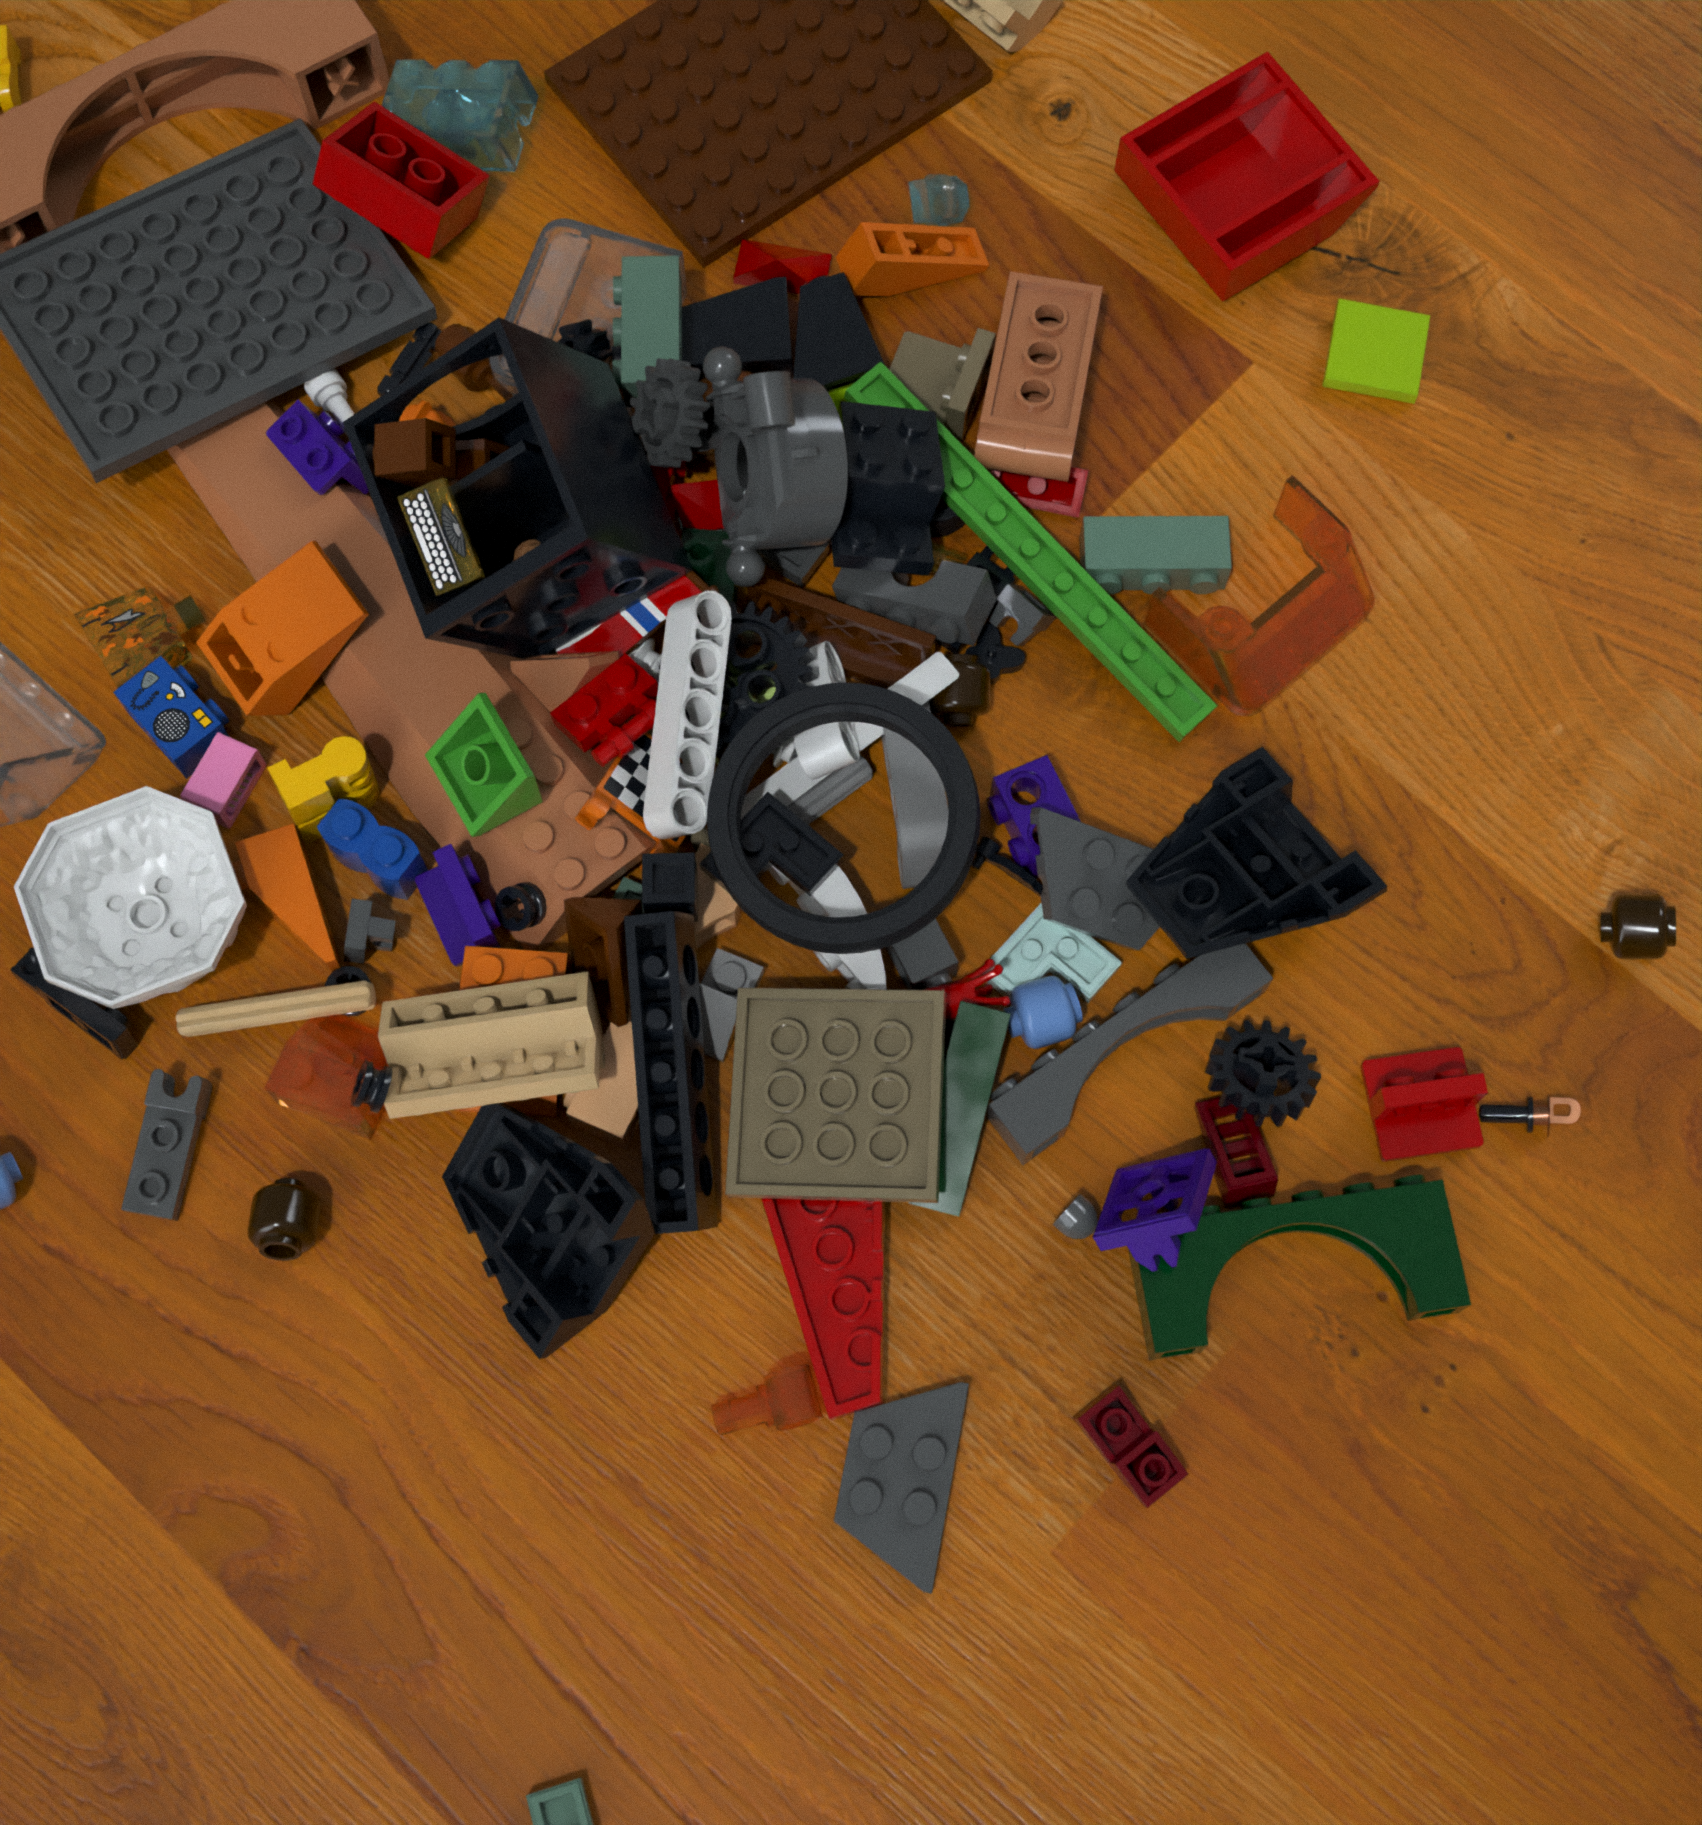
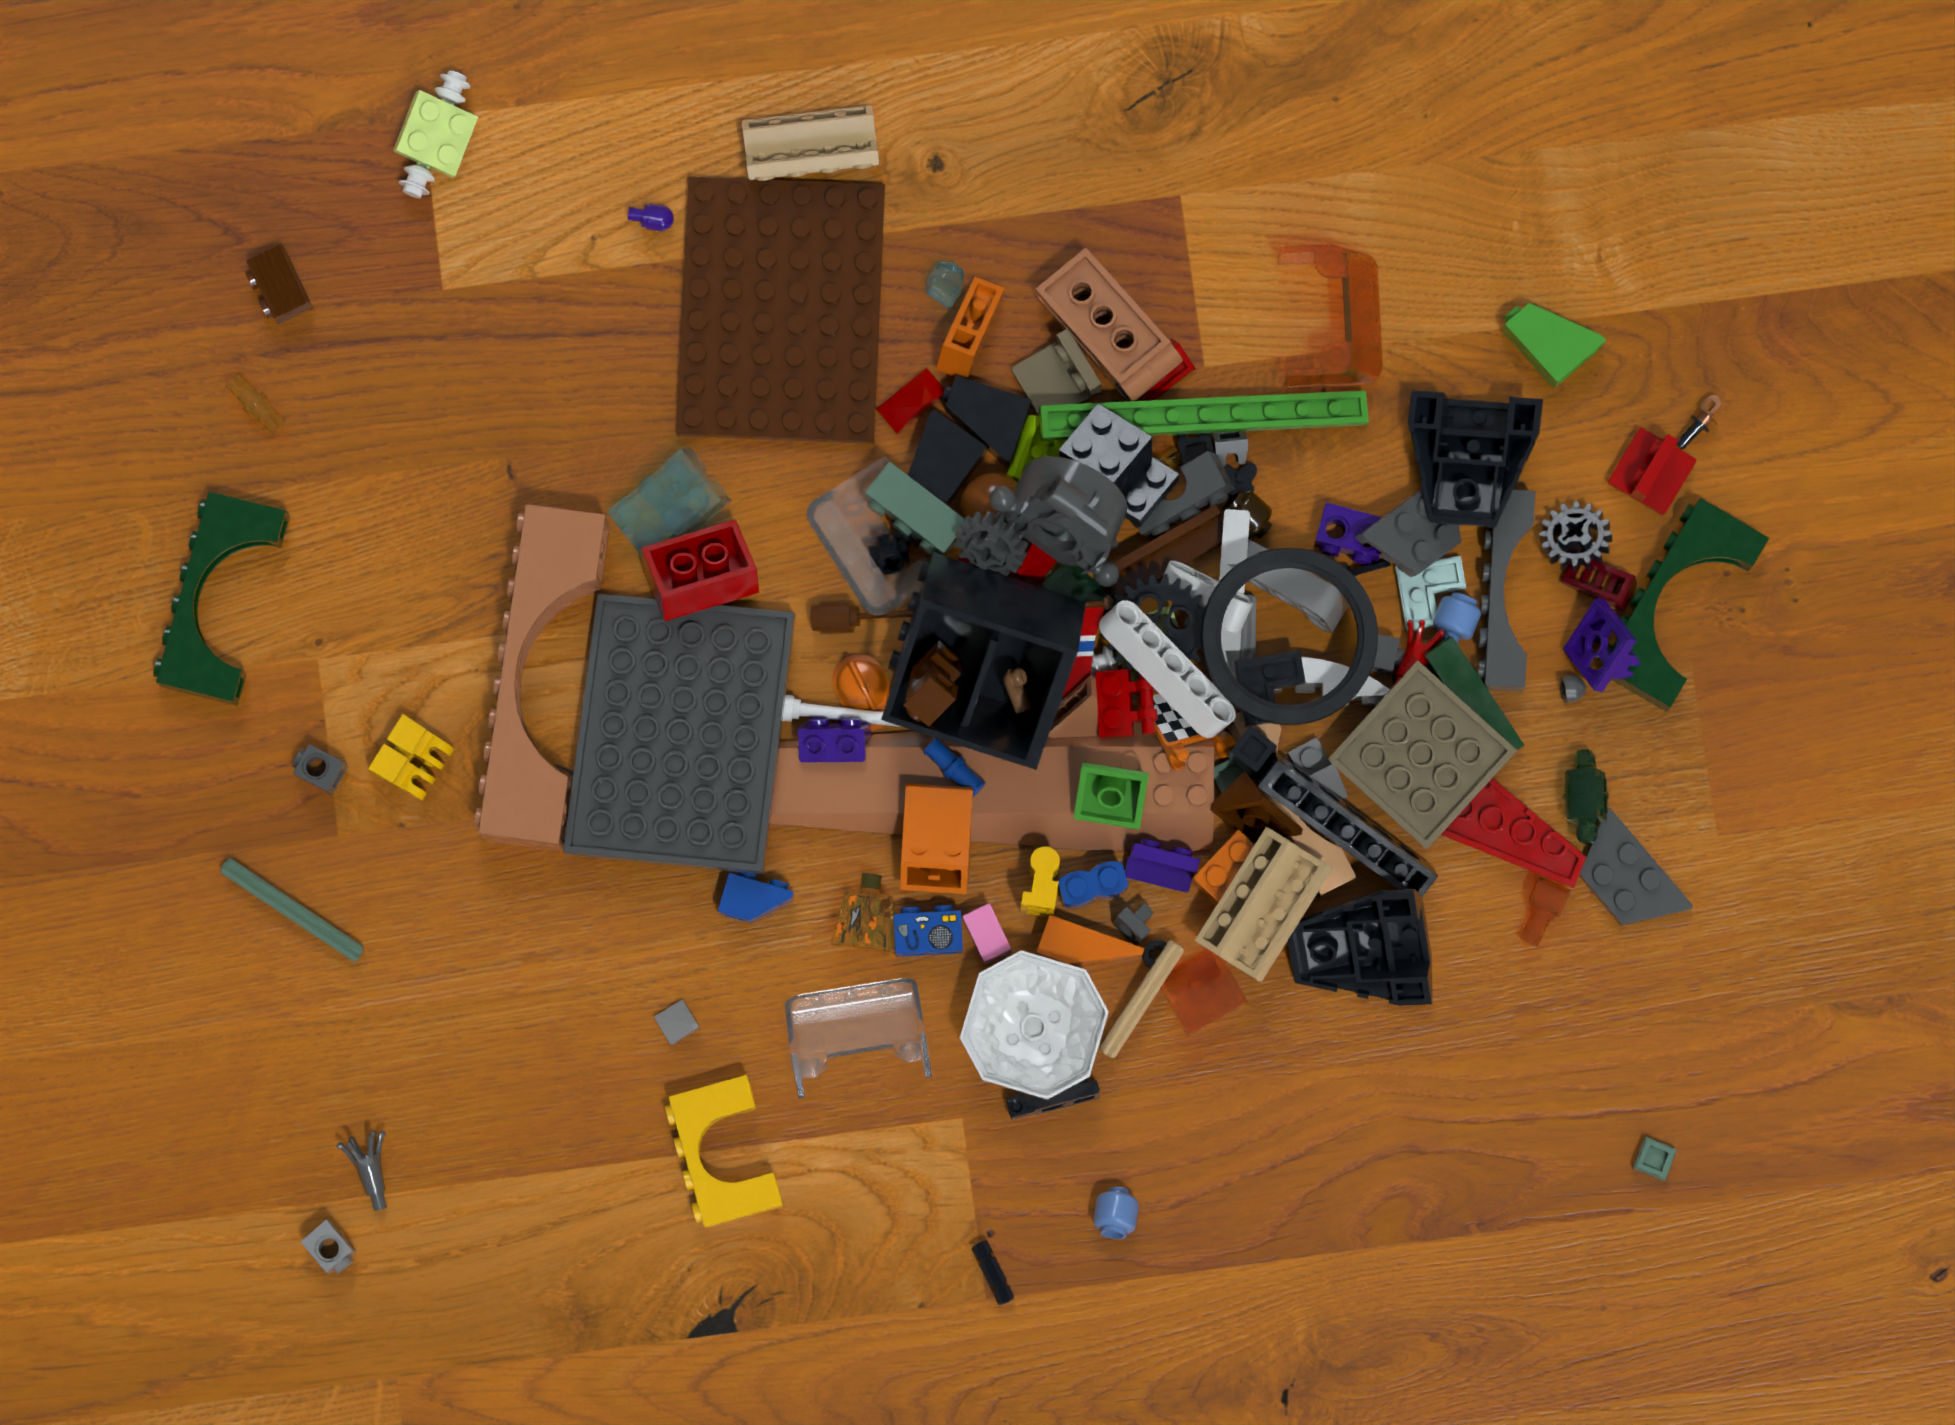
camera: 50 degrees left, 10 degrees up
(68, 505) = (751, 899): none -> blue slope
(166, 1146) = (1170, 1109): dark grey plate -> none
(284, 1219) = (1259, 1076): dark brown head -> none
(371, 1086) = (1238, 978): black bush -> none
(382, 588) = (953, 766): none -> blue pin
(412, 358) = (808, 651): black axle -> none
(441, 536) = (999, 720): slope -> none
(532, 900) = (1184, 827): black bush -> none
(955, 1340) = (1585, 796): none -> clear green piece
(1130, 1446) = (1700, 755): dark red slope -> none
(1156, 552) = (1255, 349): sand green brick -> none
(1244, 175) = (1074, 107): red slope -> none
(1376, 351) = (1230, 126): lime tile -> none
(1464, 866) = (1550, 342): none -> bright green slope
(1639, 926) = (1653, 284): dark brown head -> none

